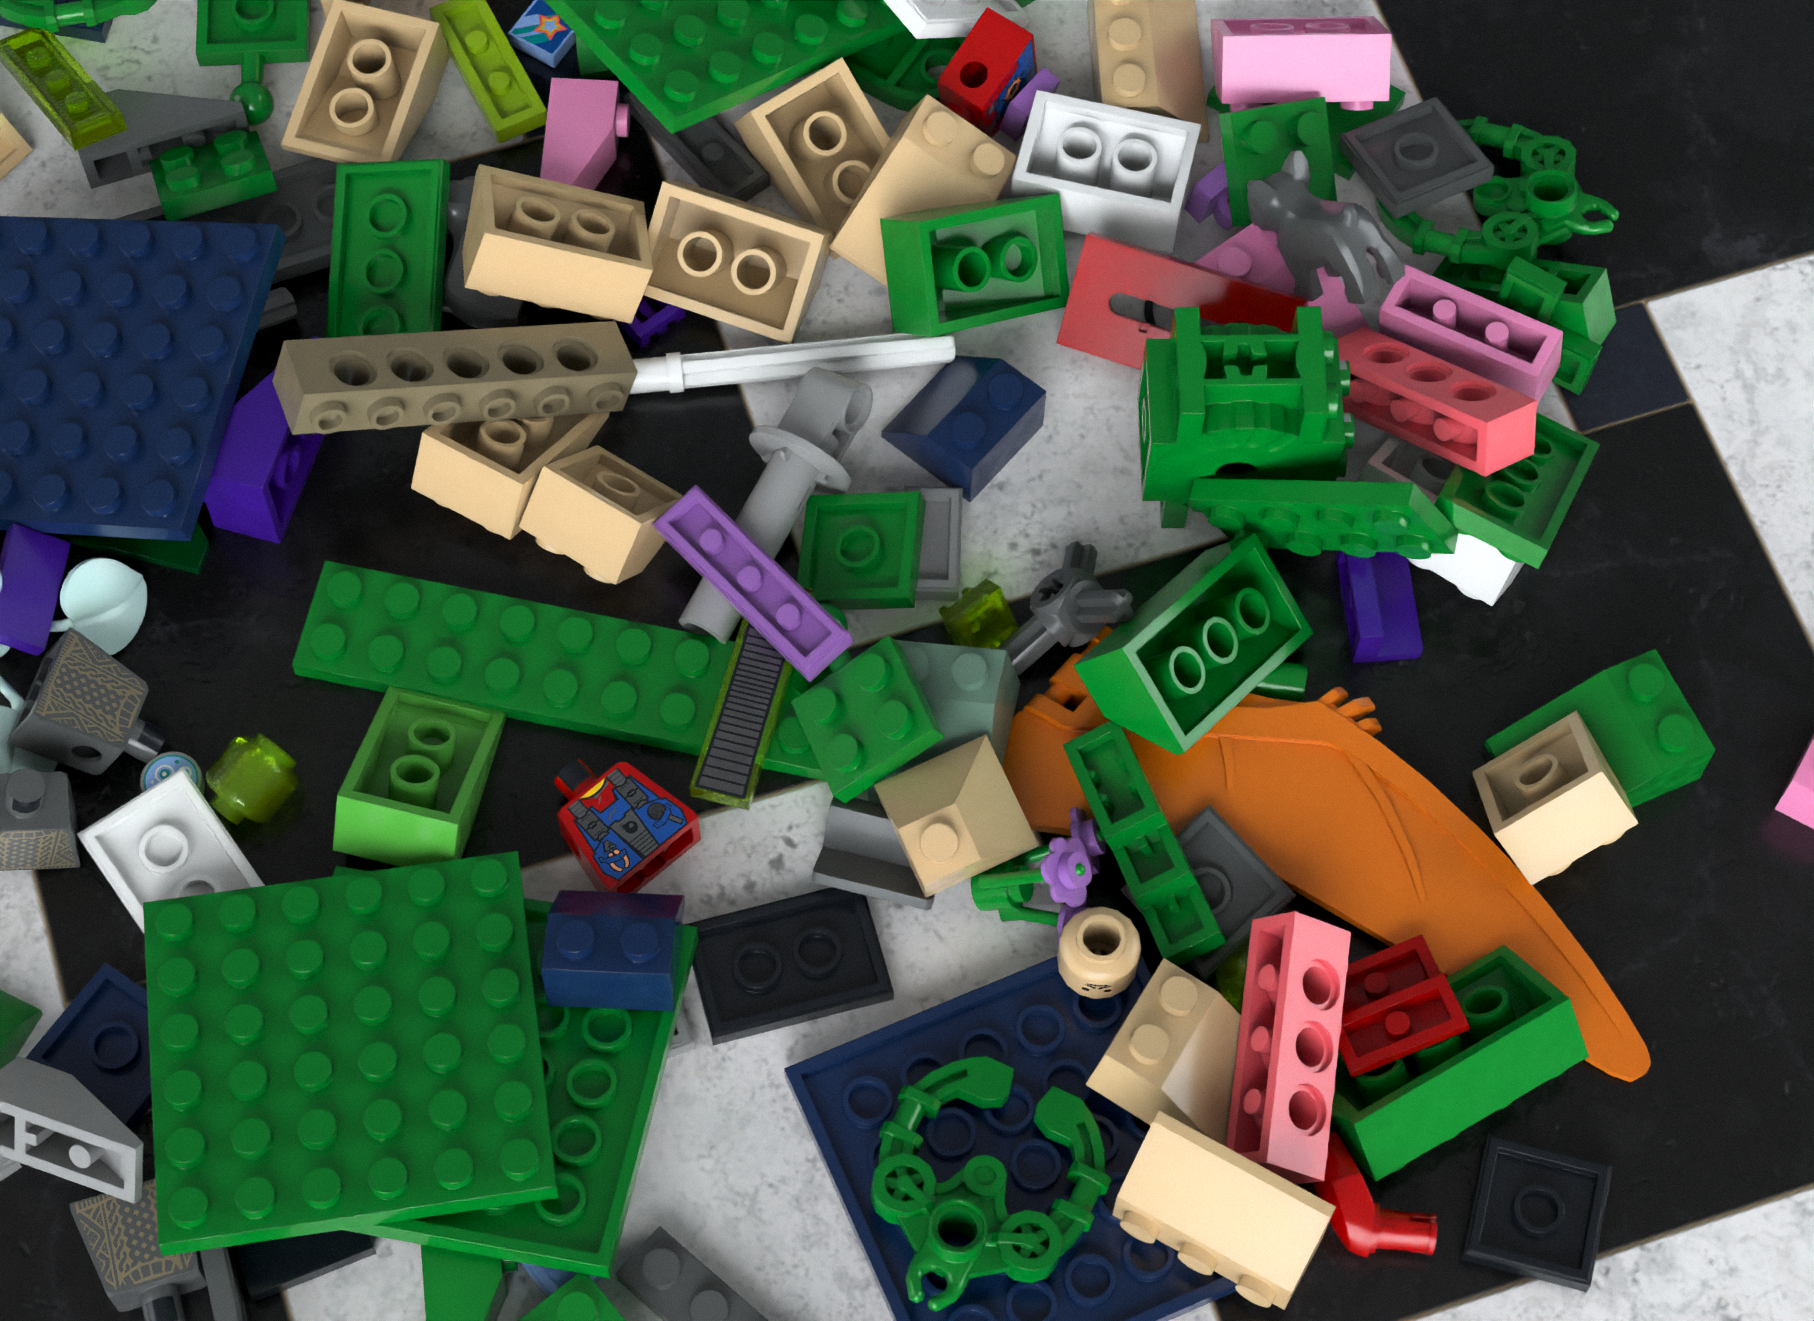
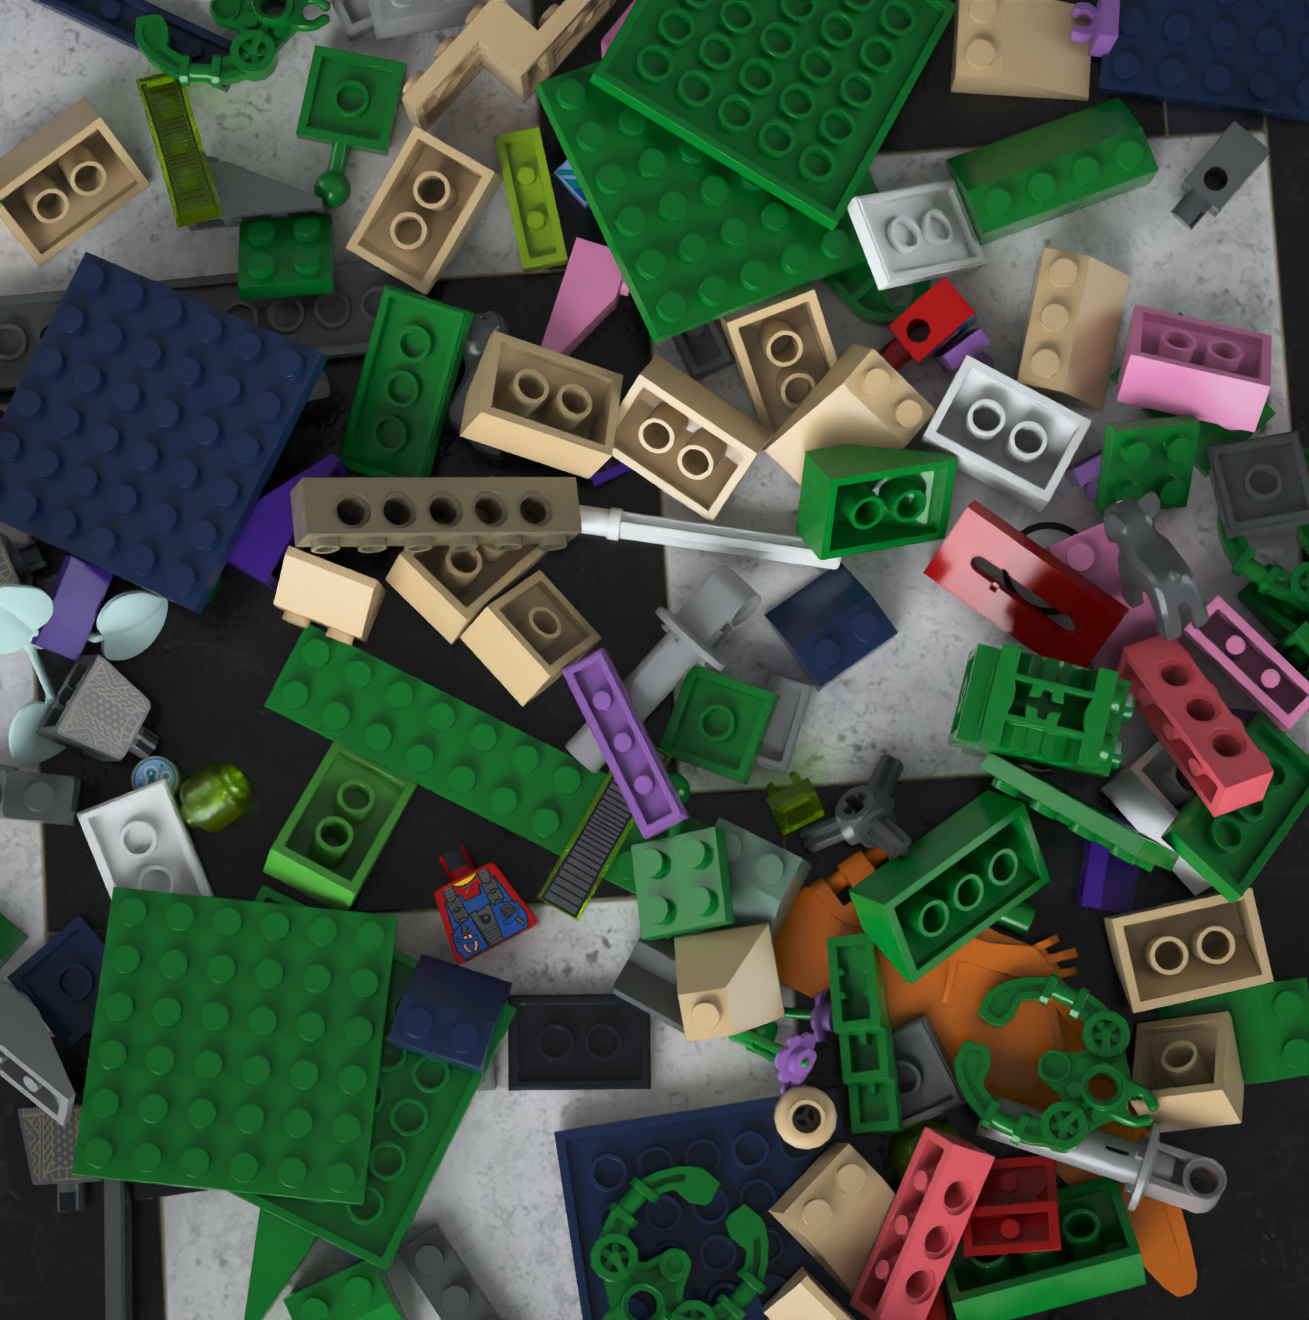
camera: 20 degrees right, 20 degrees up
(344, 509) = (327, 595): none -> tan slope
(1414, 821) = (1068, 1074): none -> green piece
(1501, 652) = (1188, 950): none -> tan slope
(1548, 908) = (1144, 1164): none -> light grey piece

